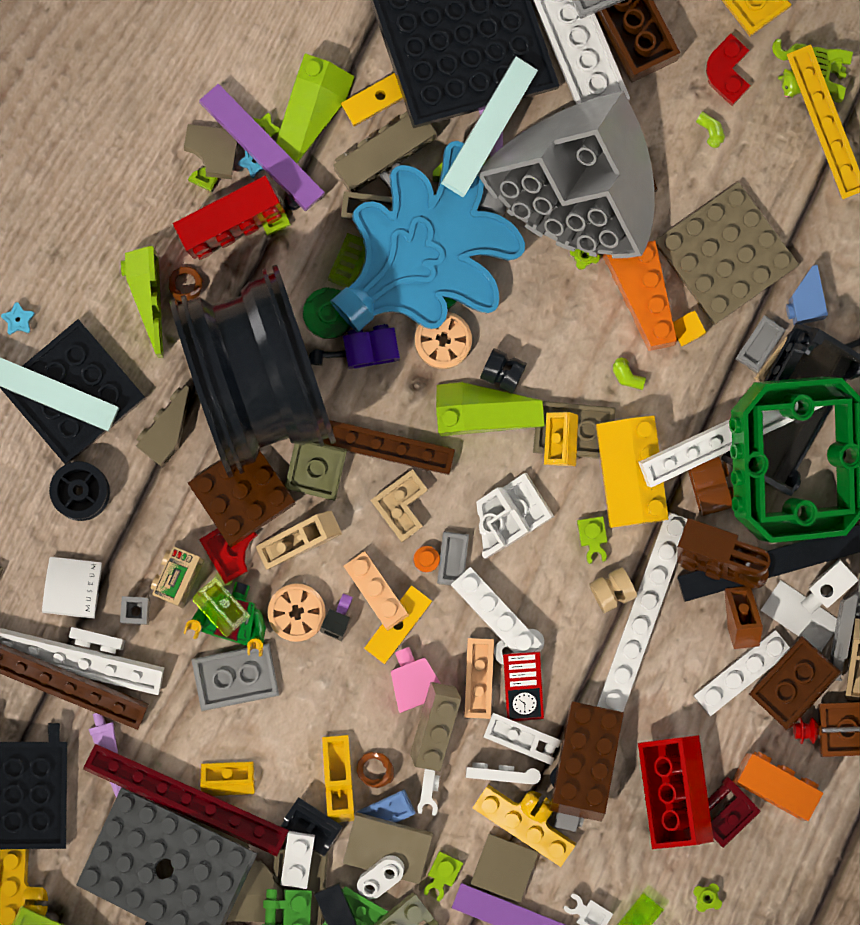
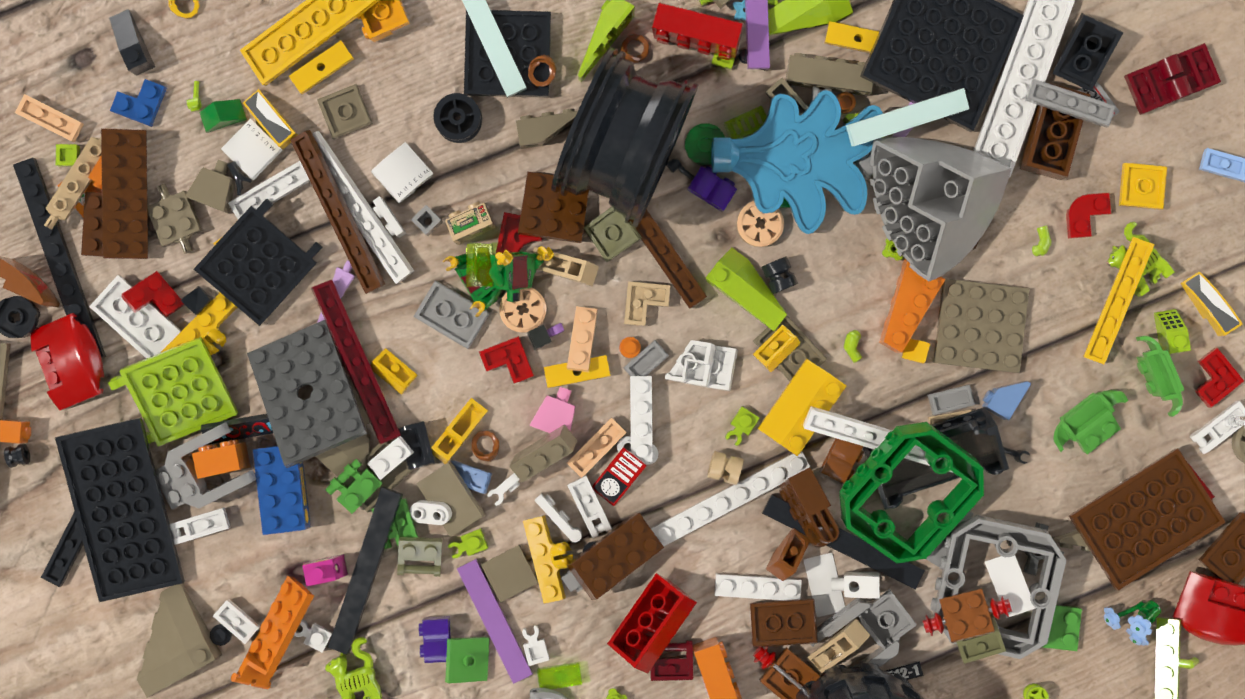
camera: 45 degrees right, 5 degrees up
(106, 377) = (536, 62): none -> dark orange piece
(259, 580) = (516, 270): none -> torso
(324, 663) = (509, 353): none -> red plate
(422, 161) = (846, 101): none -> orange plate

